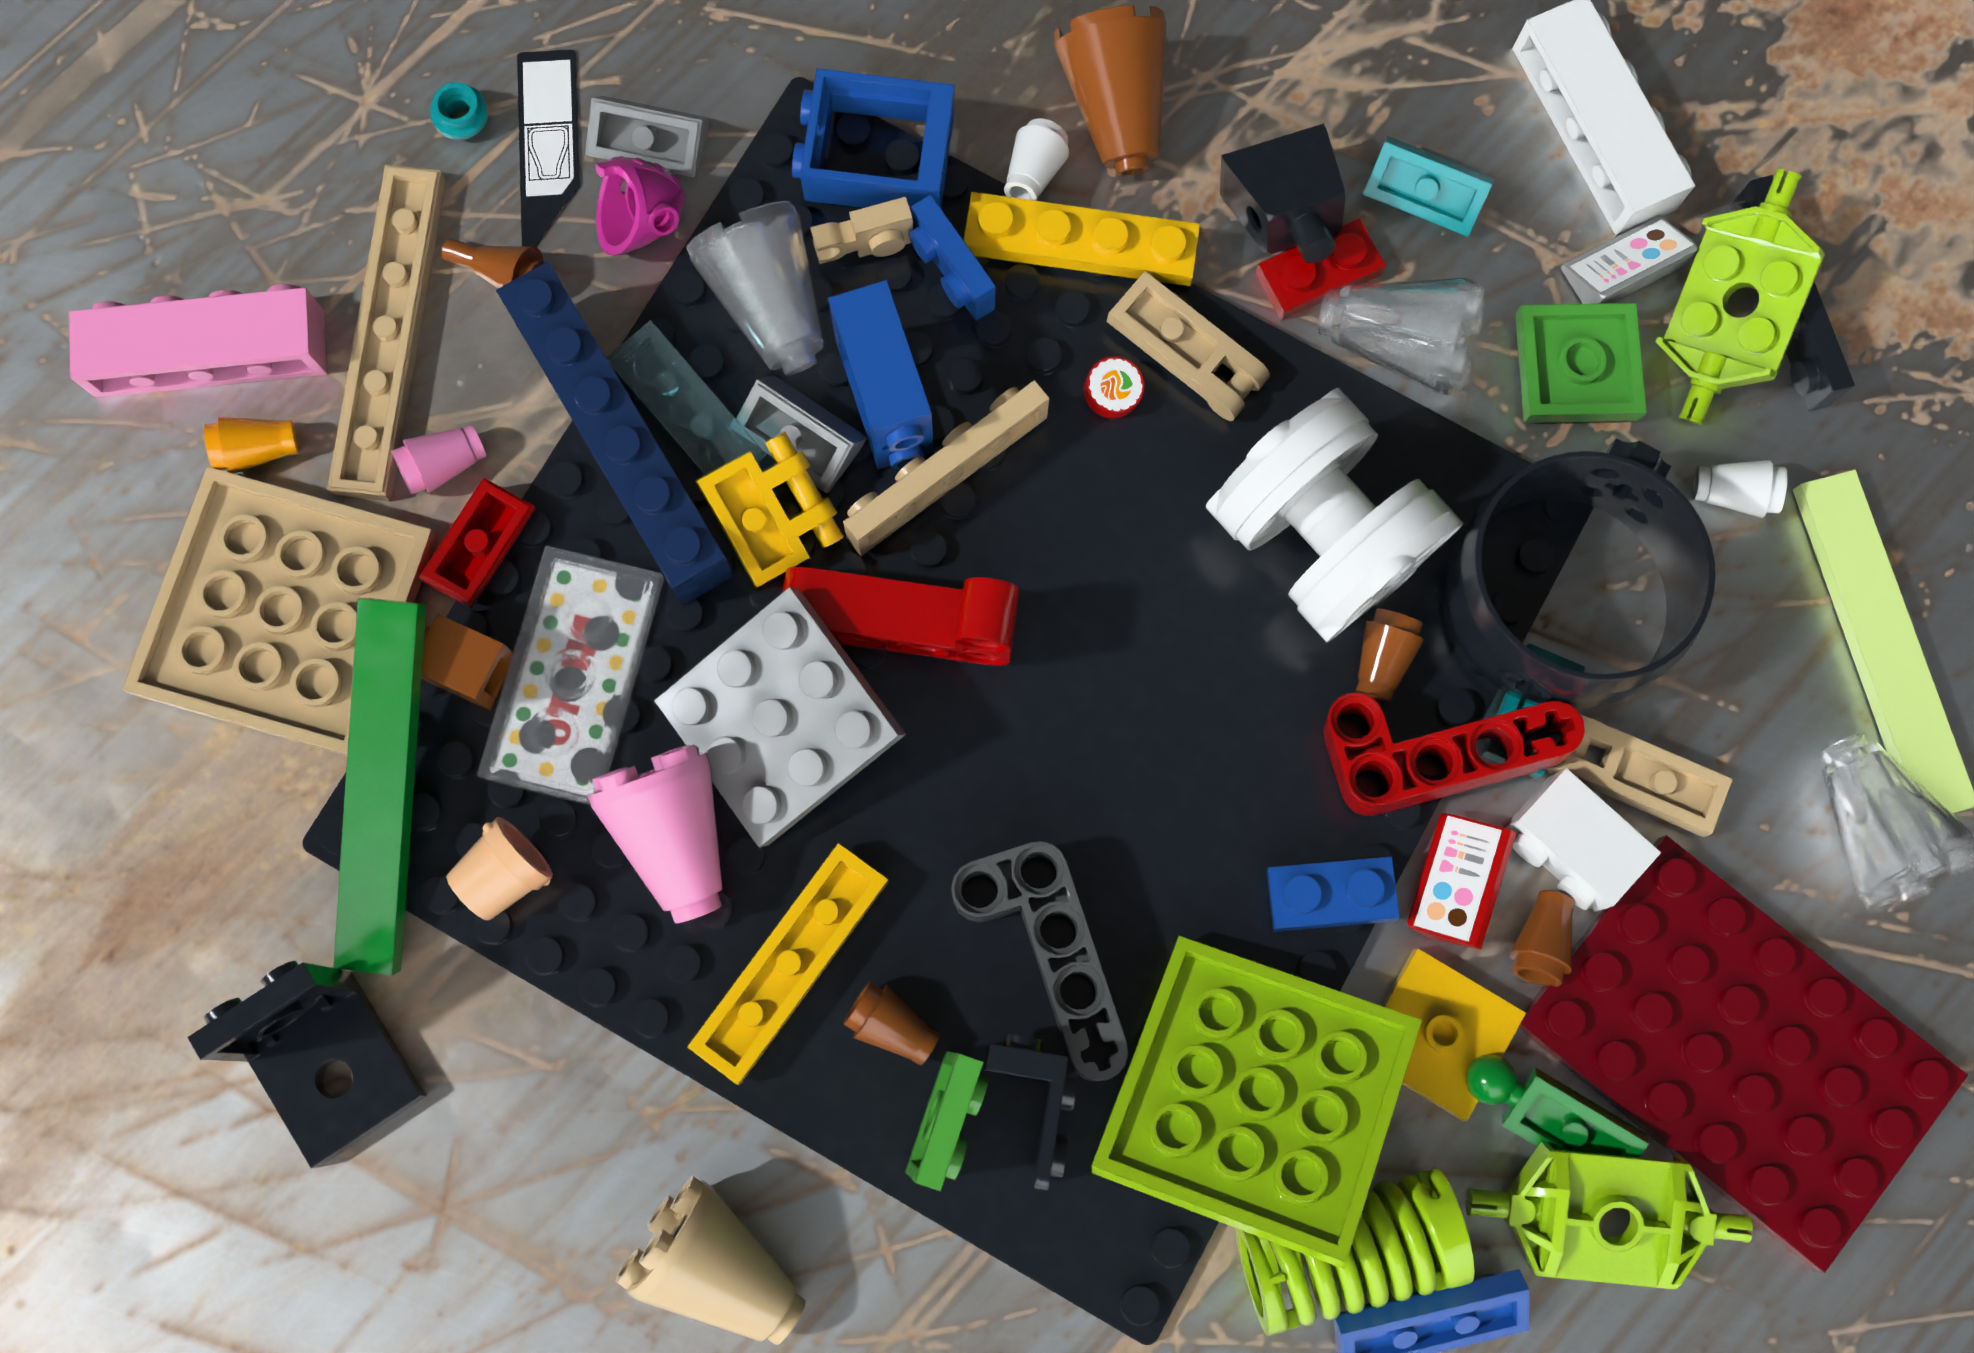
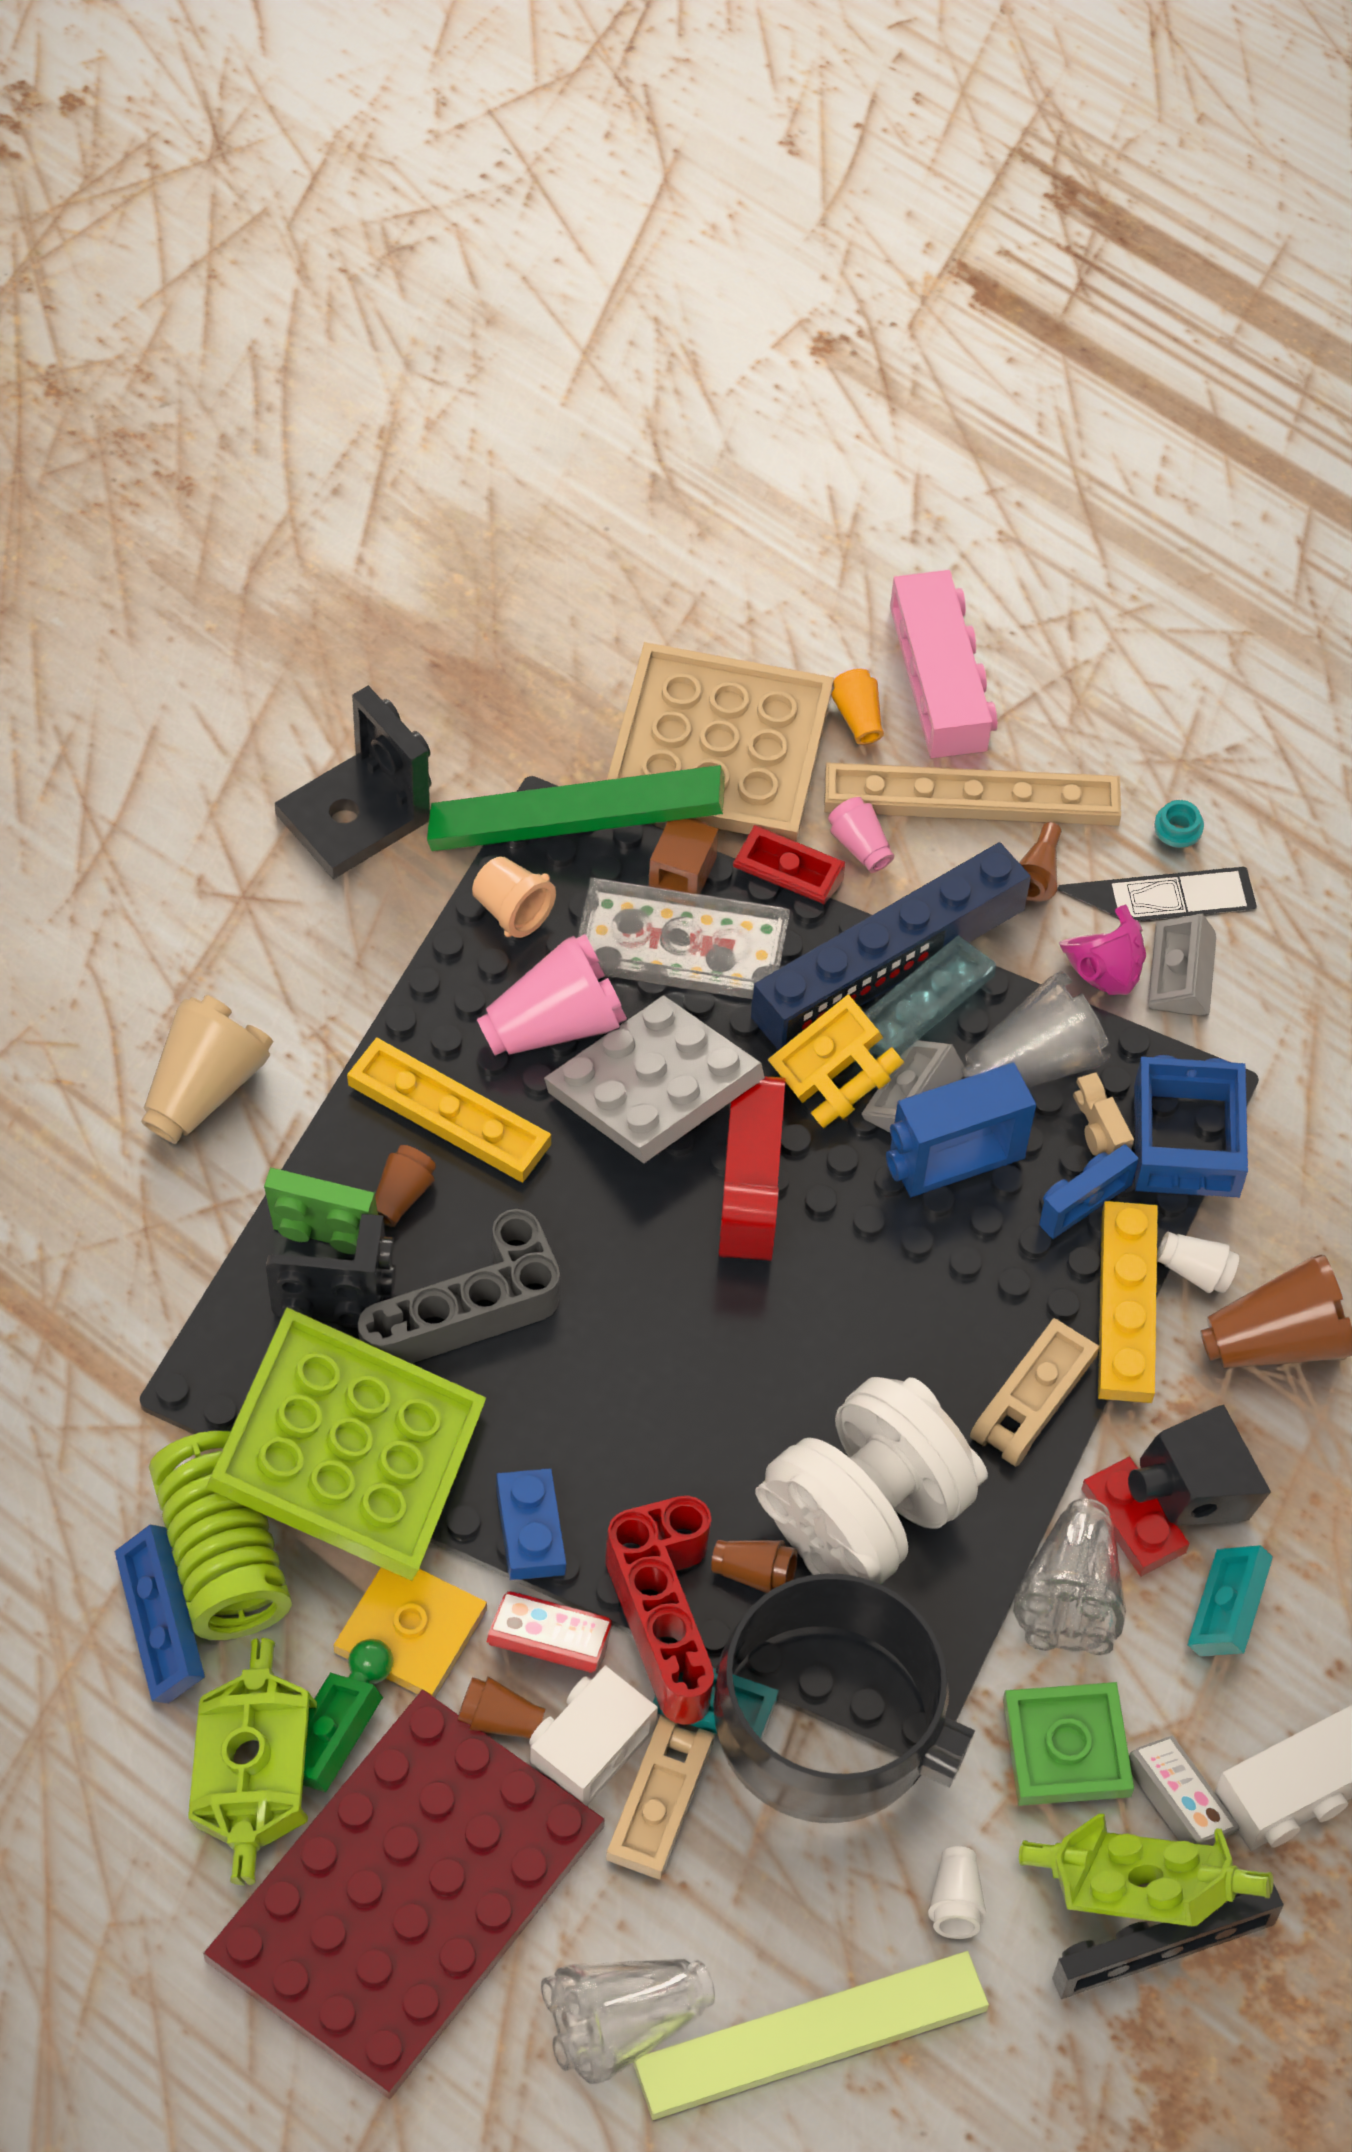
camera: 85 degrees right, 20 degrees down
(963, 453) = (878, 1184): tan plate -> none
(1113, 387) = (988, 1336): tile -> none

